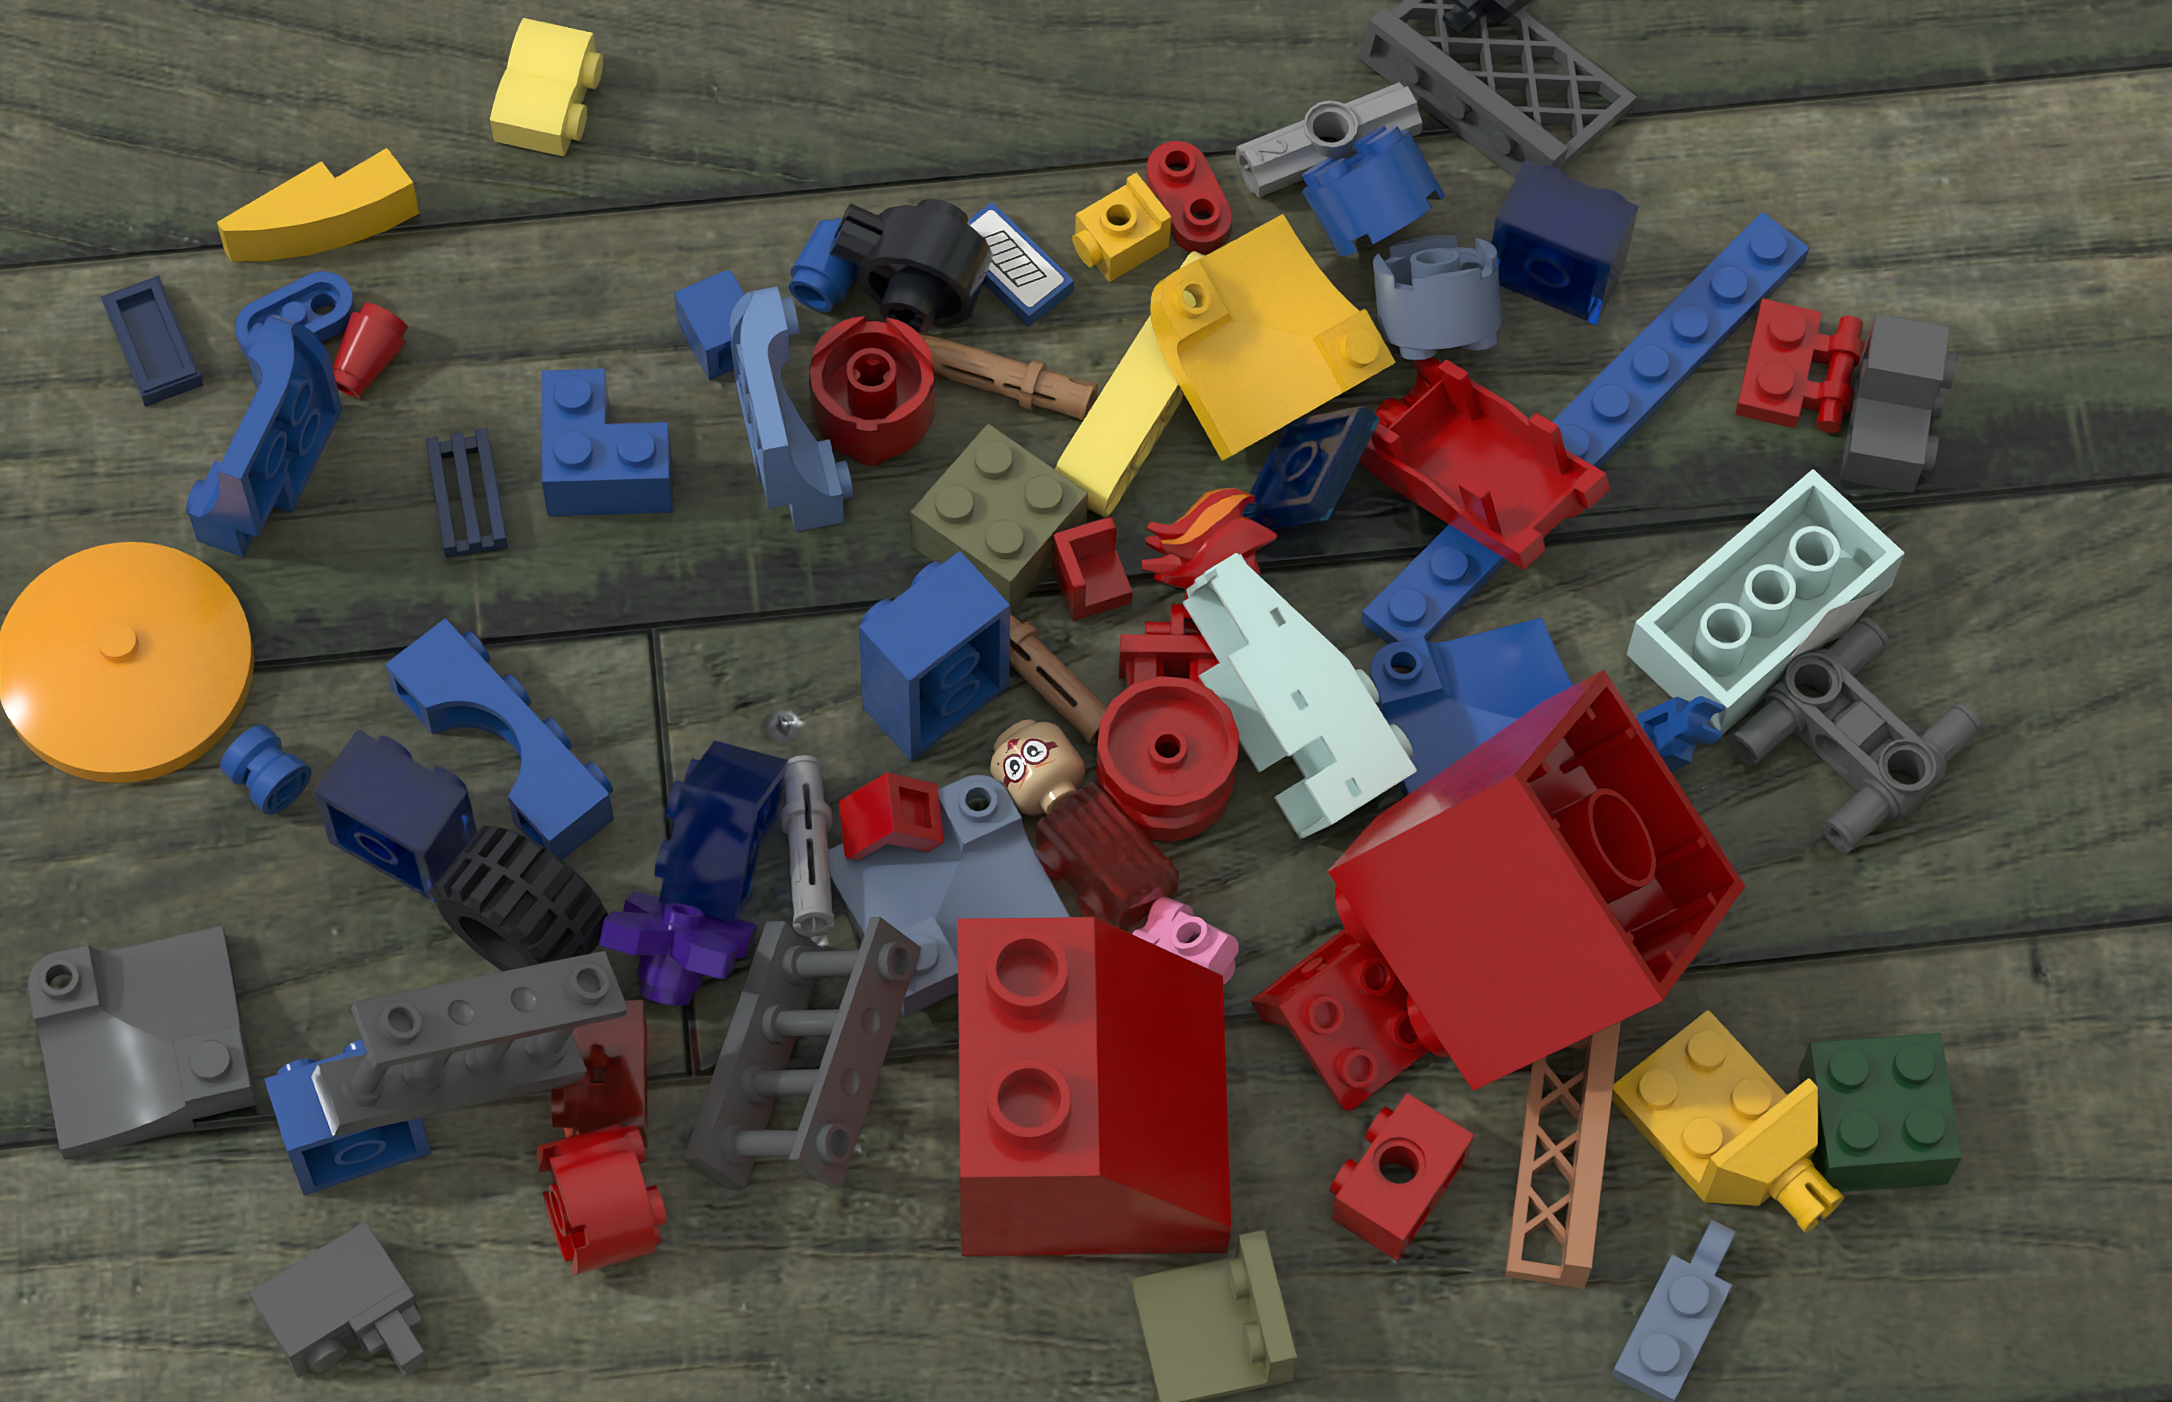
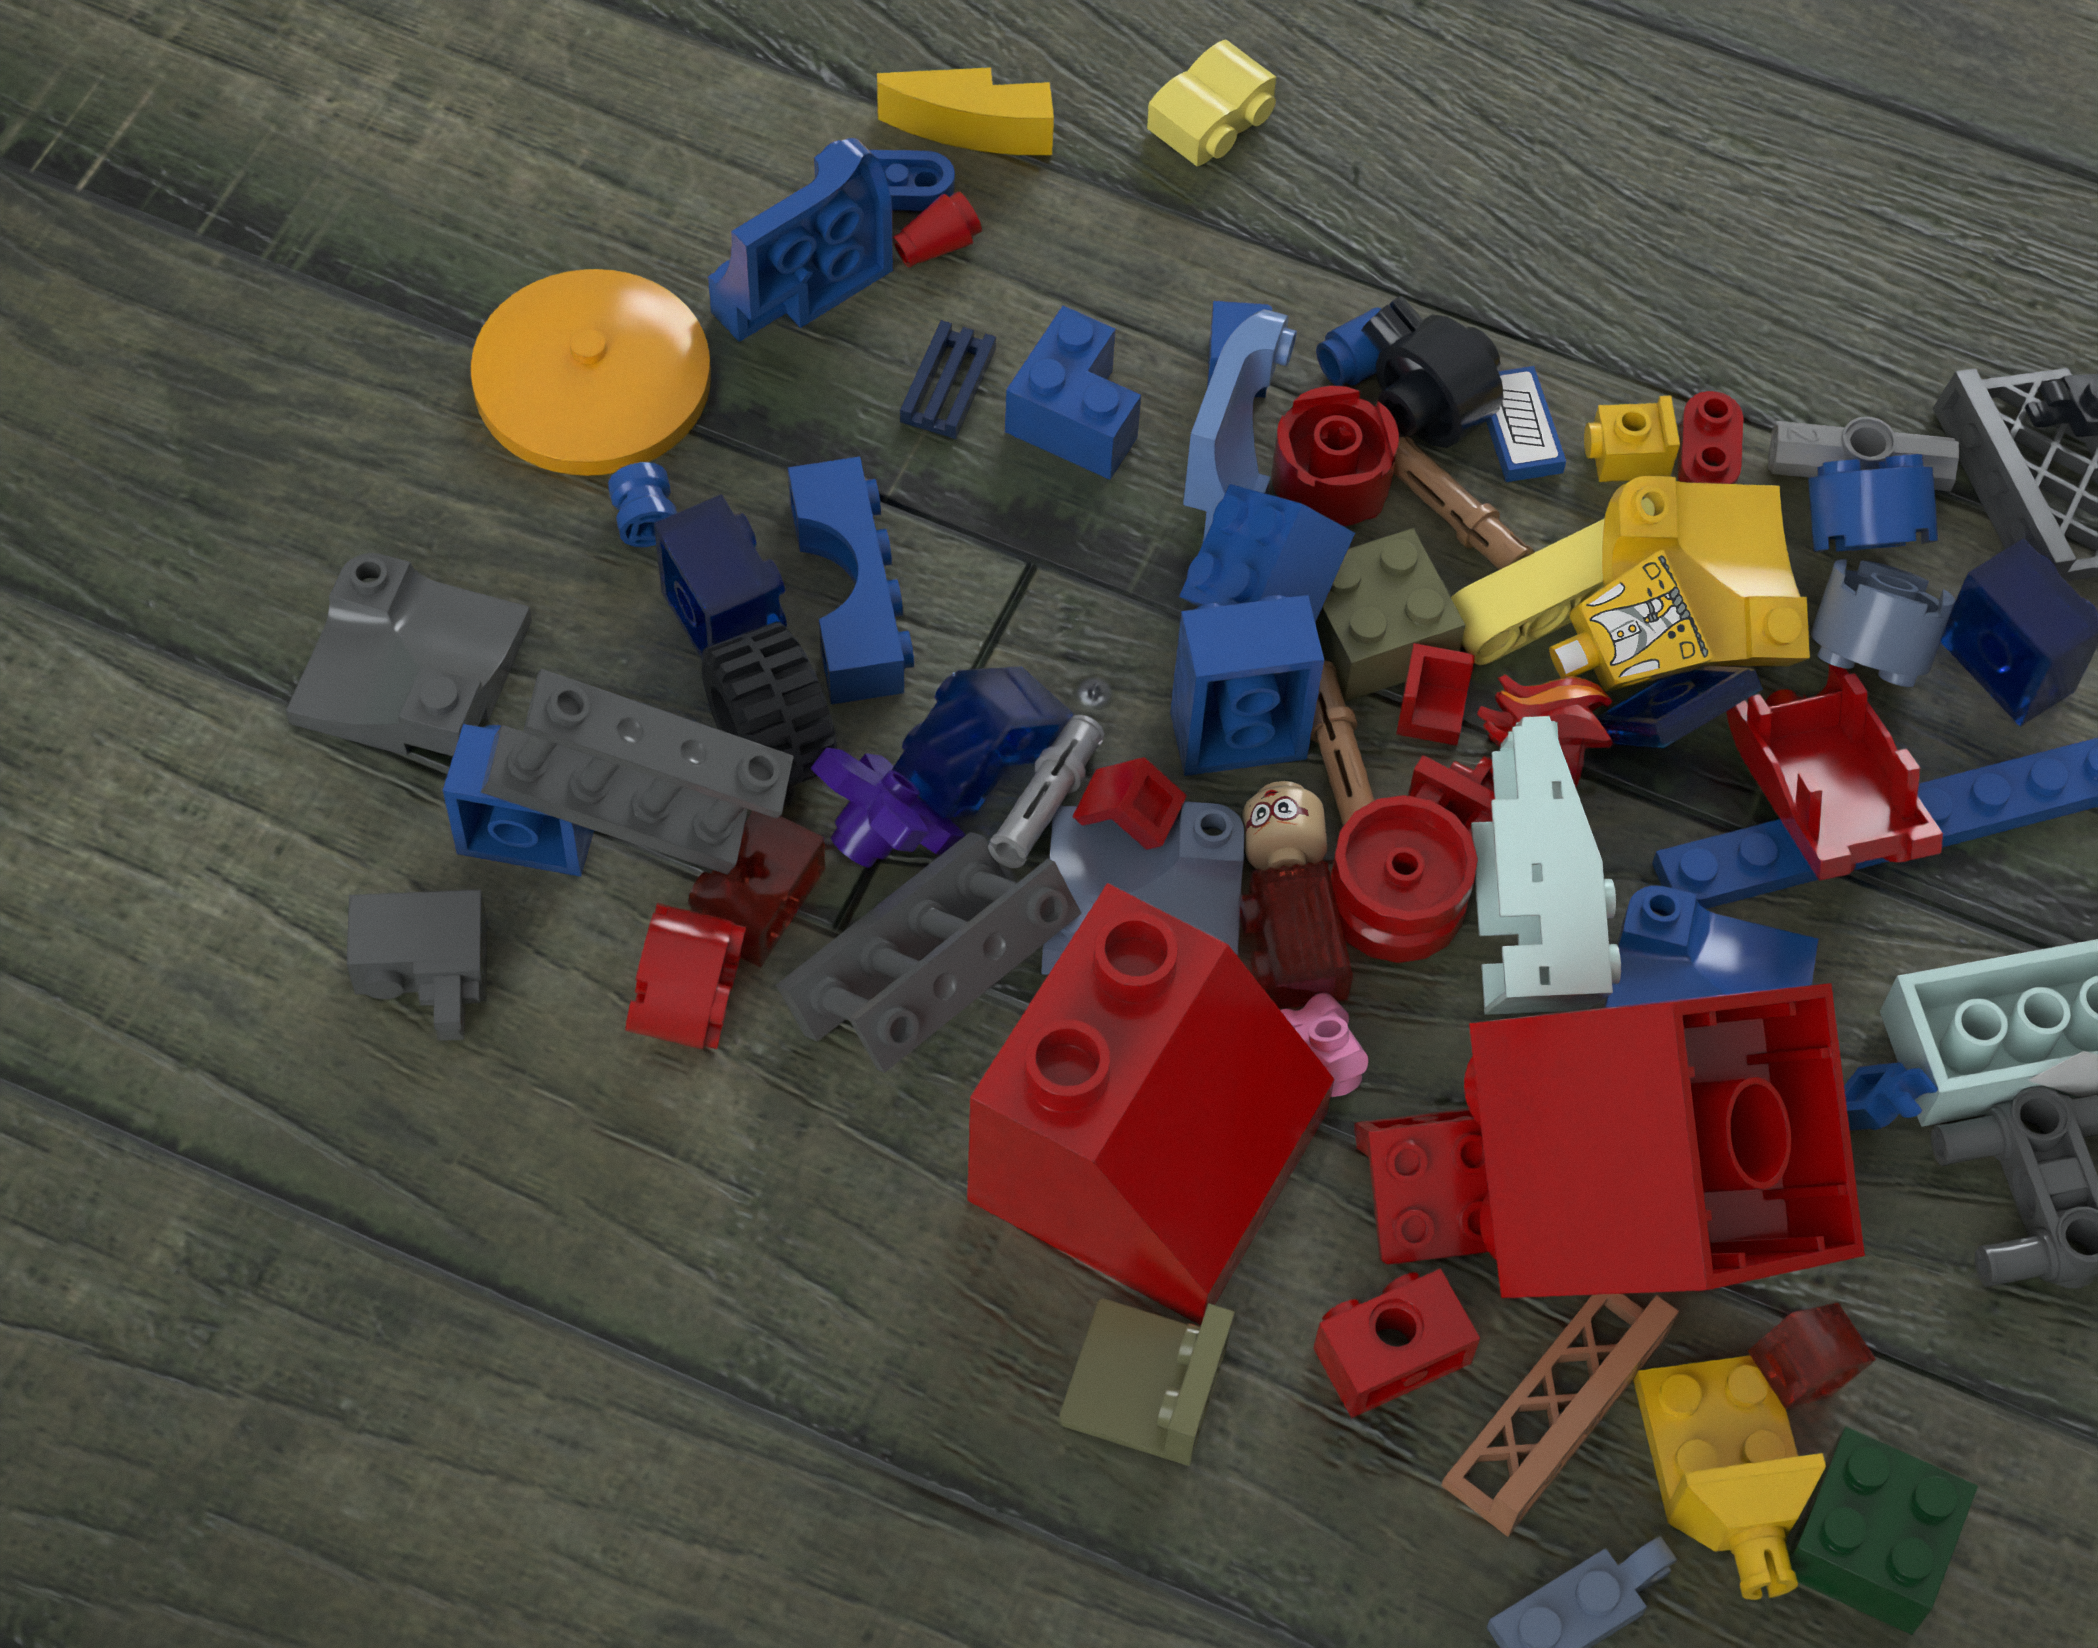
camera: 30 degrees right, 5 degrees down
(152, 341) = (774, 145): dark blue tile -> none
(879, 526) = (1266, 549): none -> blue brick
(1236, 419) = (1634, 630): none -> torso
(1745, 994) = (1811, 1355): none -> clear red brick

